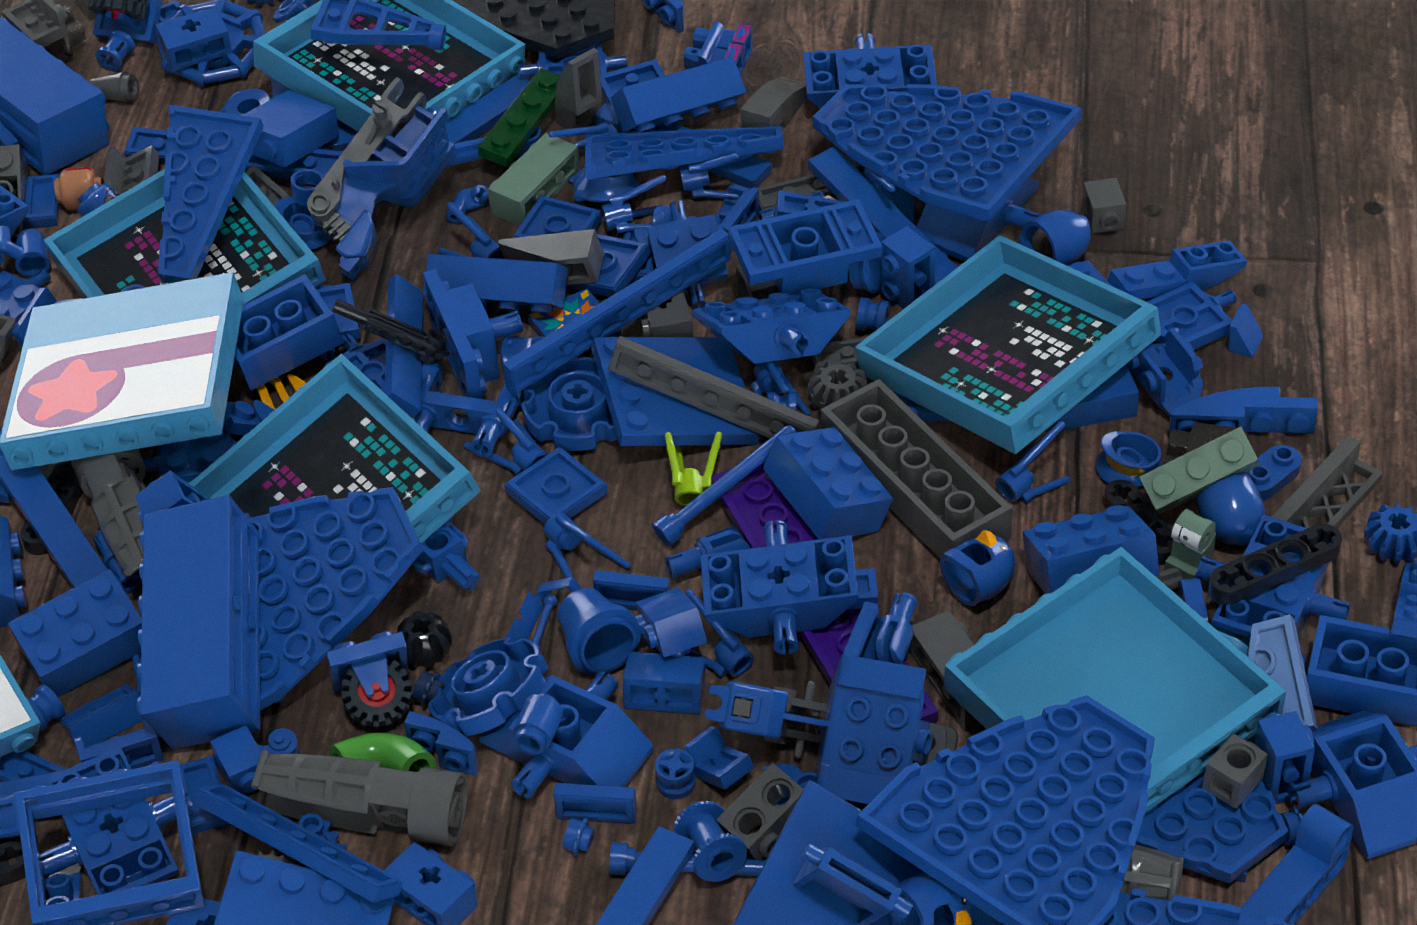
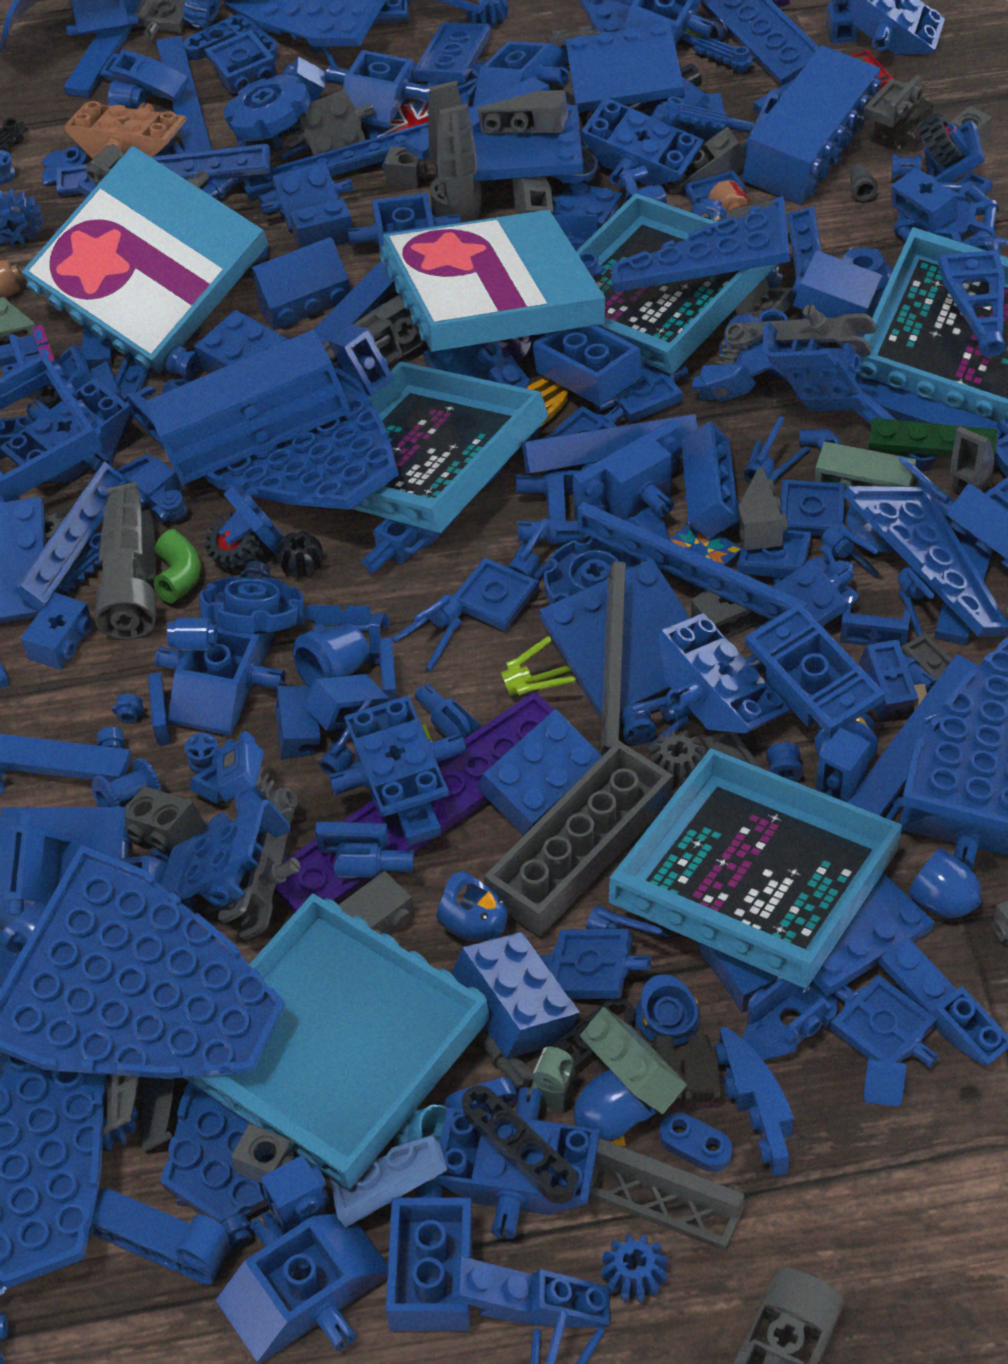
camera: 75 degrees right, 5 degrees up
(428, 345) = (603, 420): black piece -> none
(453, 749) = (190, 605): blue slope -> none
(670, 527) = (471, 681): blue piece -> none
(1062, 489) = (594, 962): none -> blue plate

